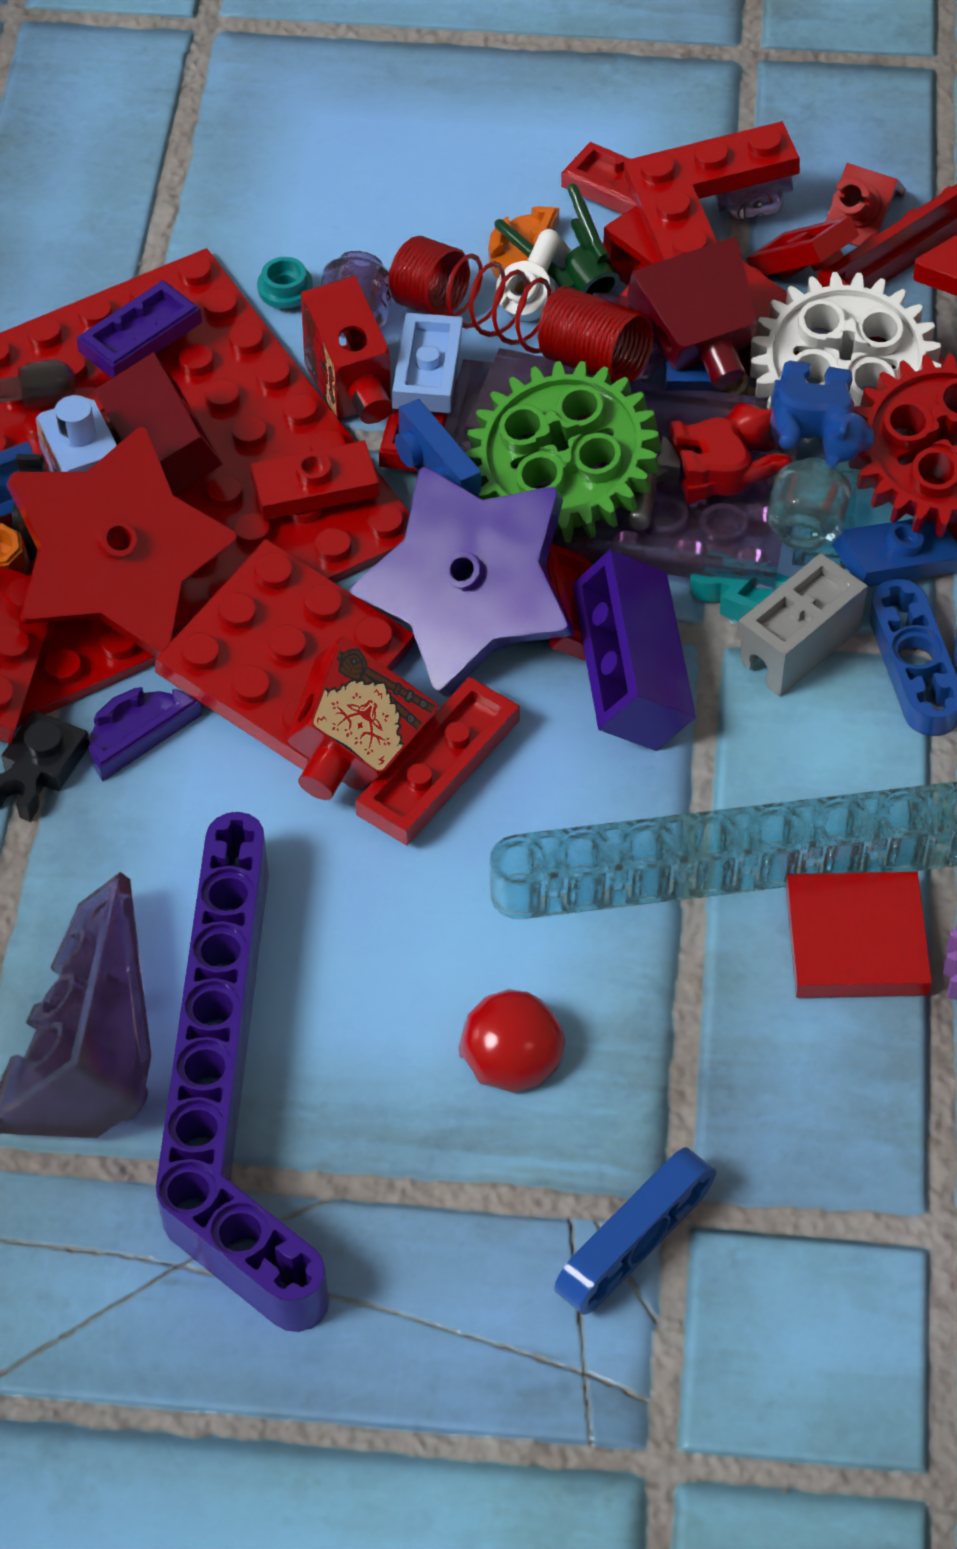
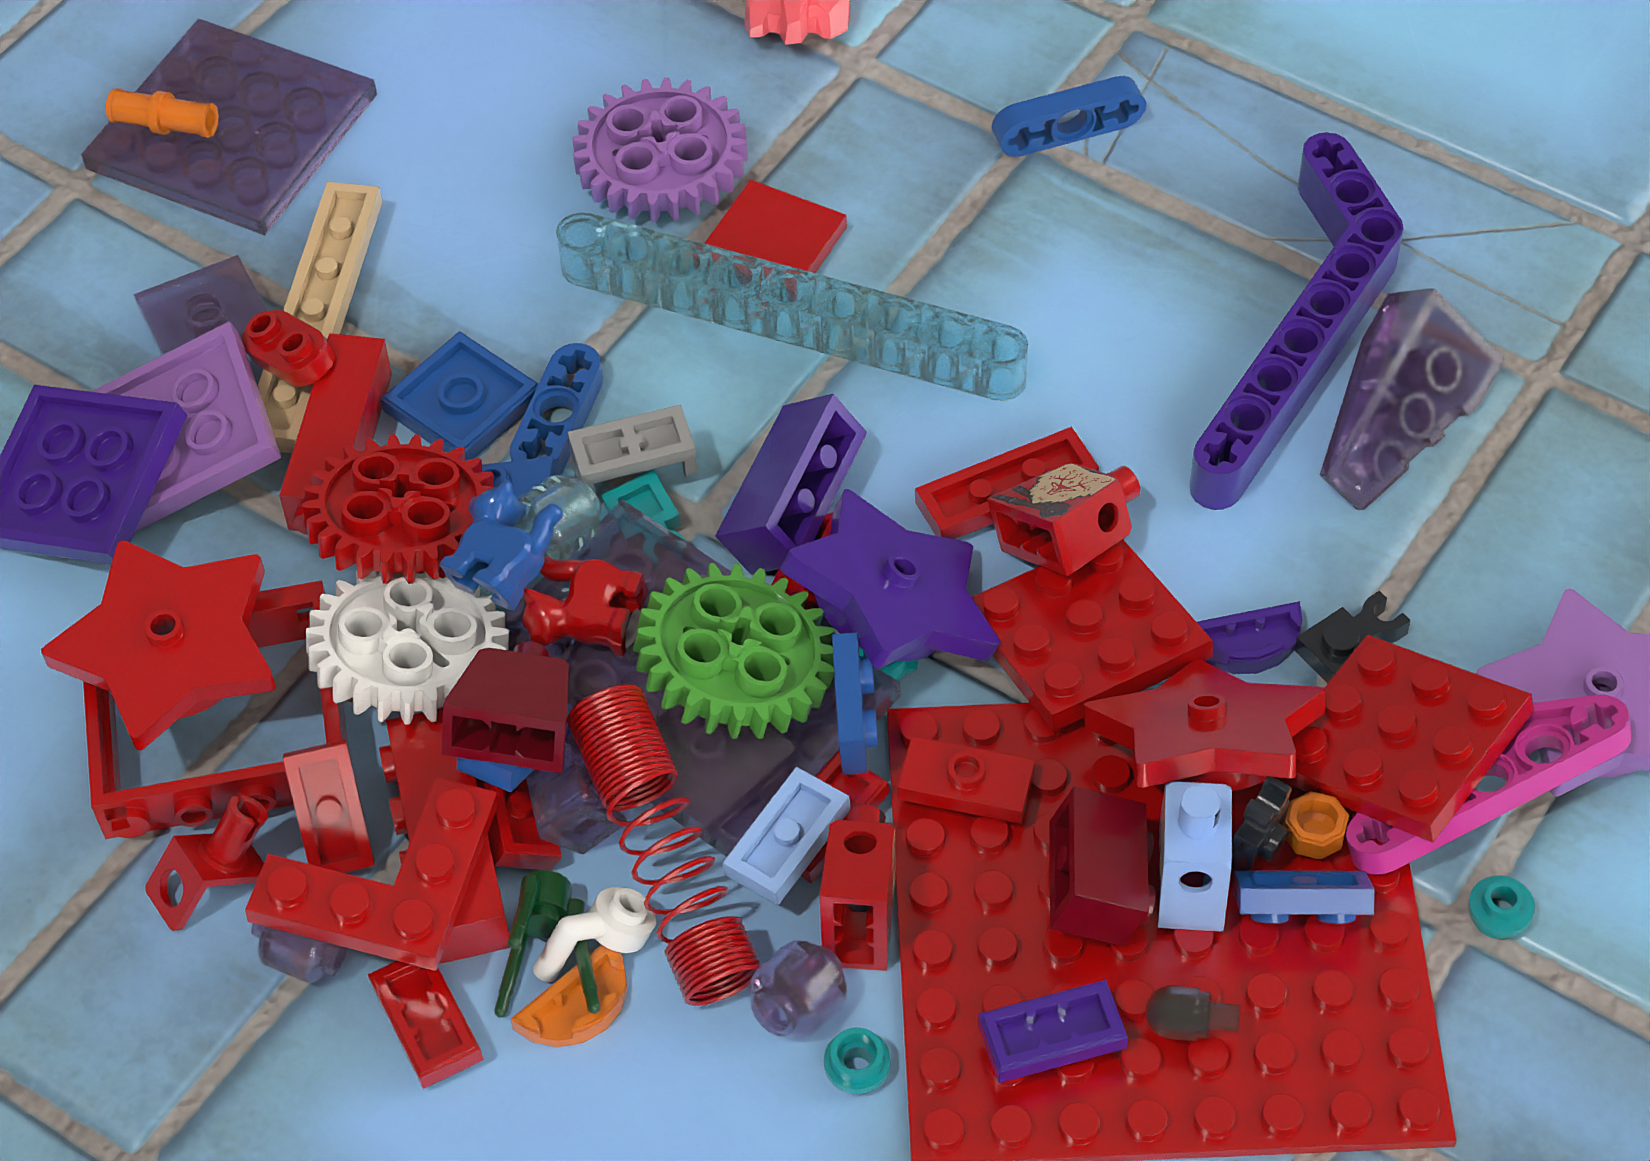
camera: 150 degrees left, 0 degrees up
(512, 1041) = (1078, 268): red hair -> none

